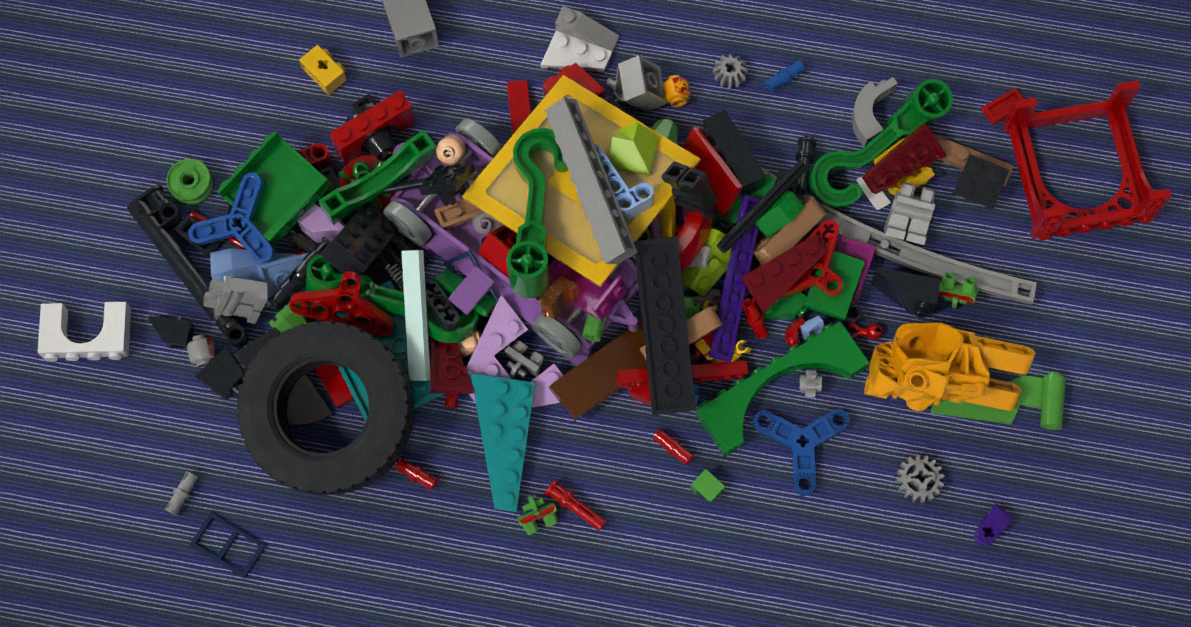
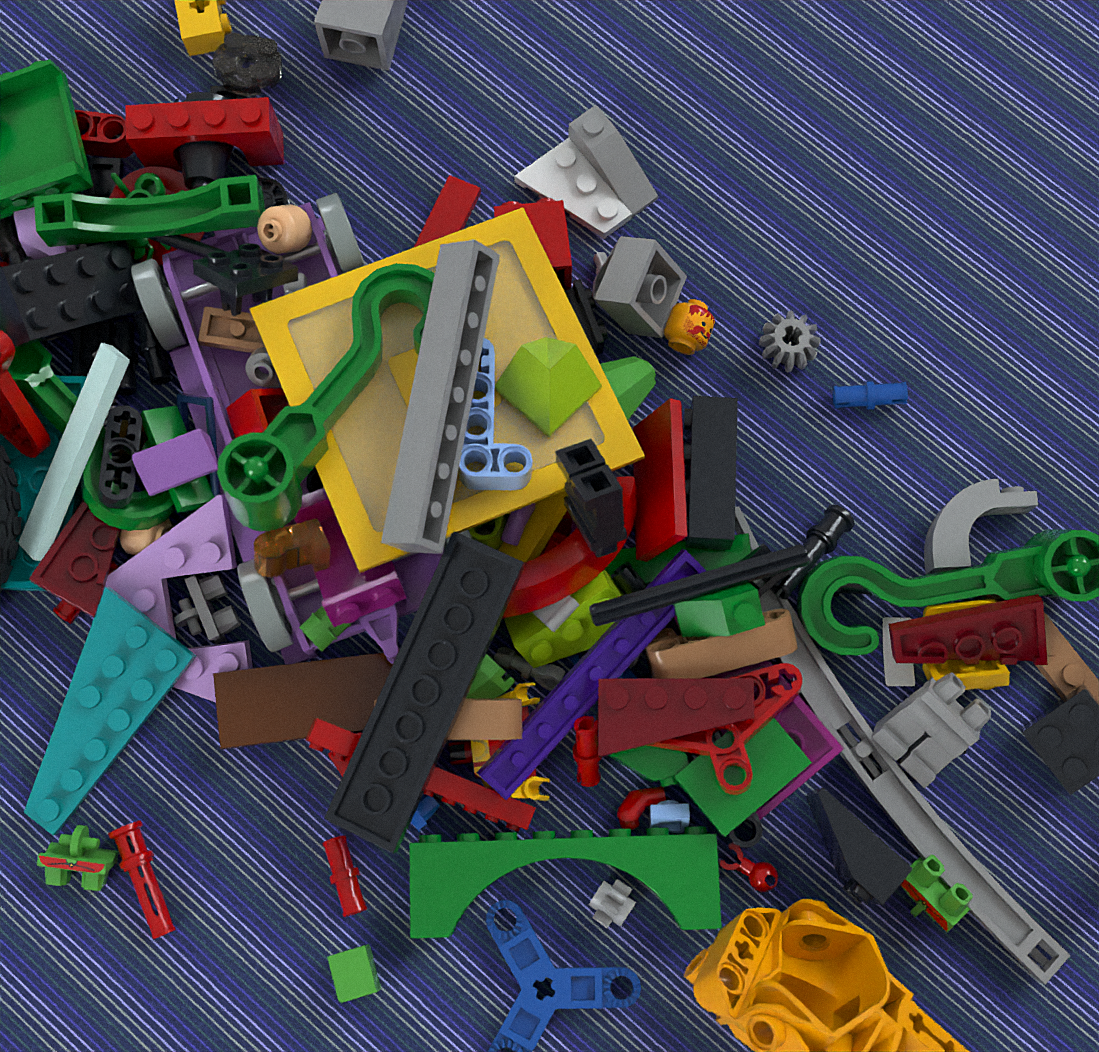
camera: 30 degrees right, 5 degrees up
(370, 73) = (242, 49): none -> clear smoke plate

